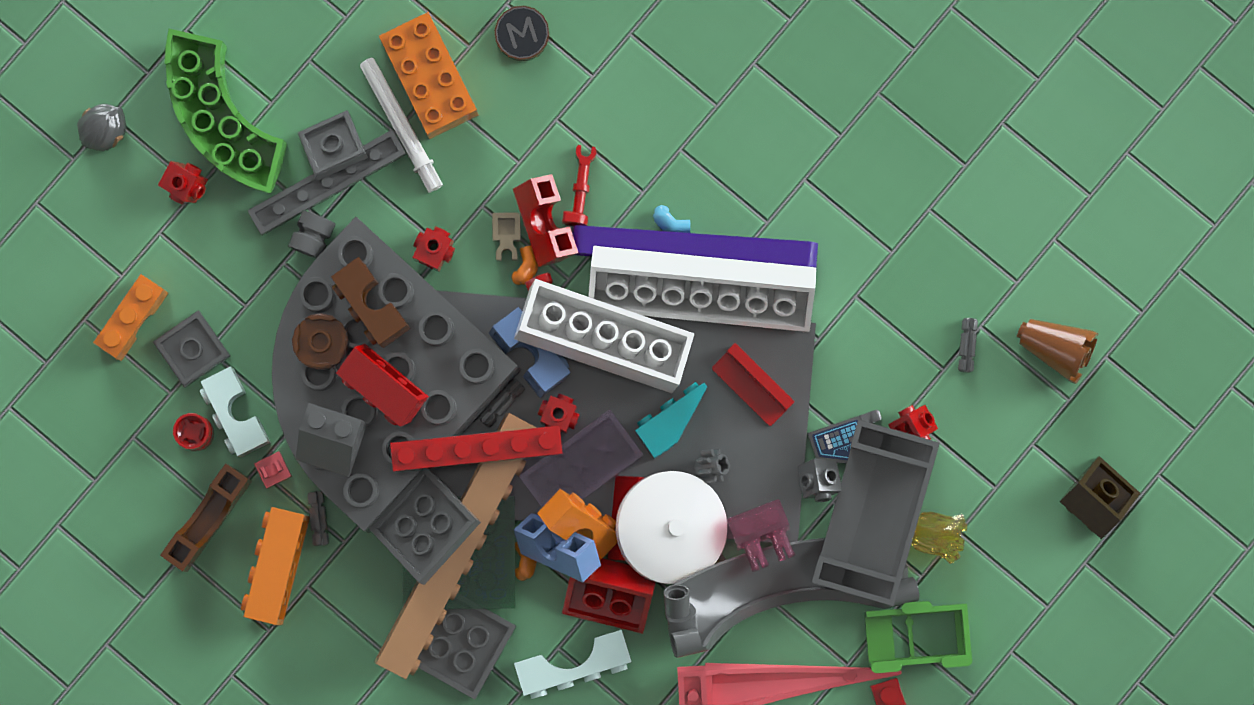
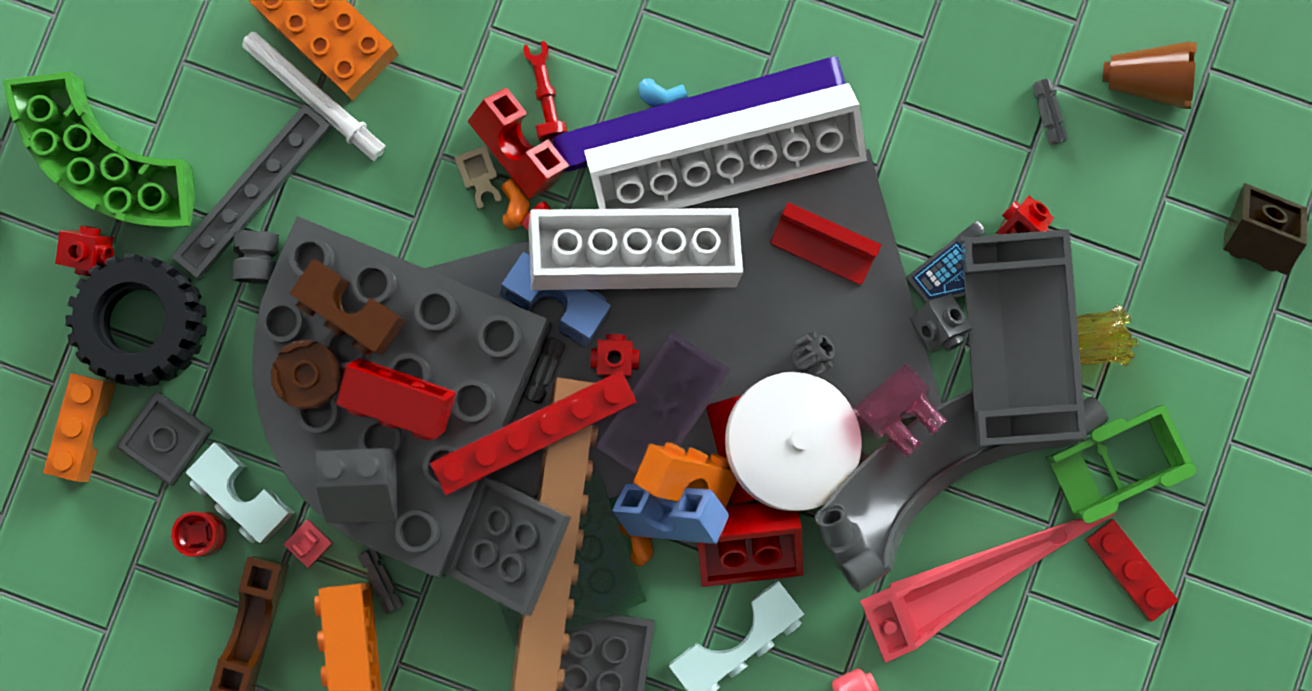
camera: 20 degrees left, 0 degrees up
(174, 229) = (96, 303): none -> black tyre
(332, 145) = (242, 146): dark grey tile -> none
(436, 258) = (402, 233): red brick -> none
(668, 426) = (746, 327): teal slope -> none

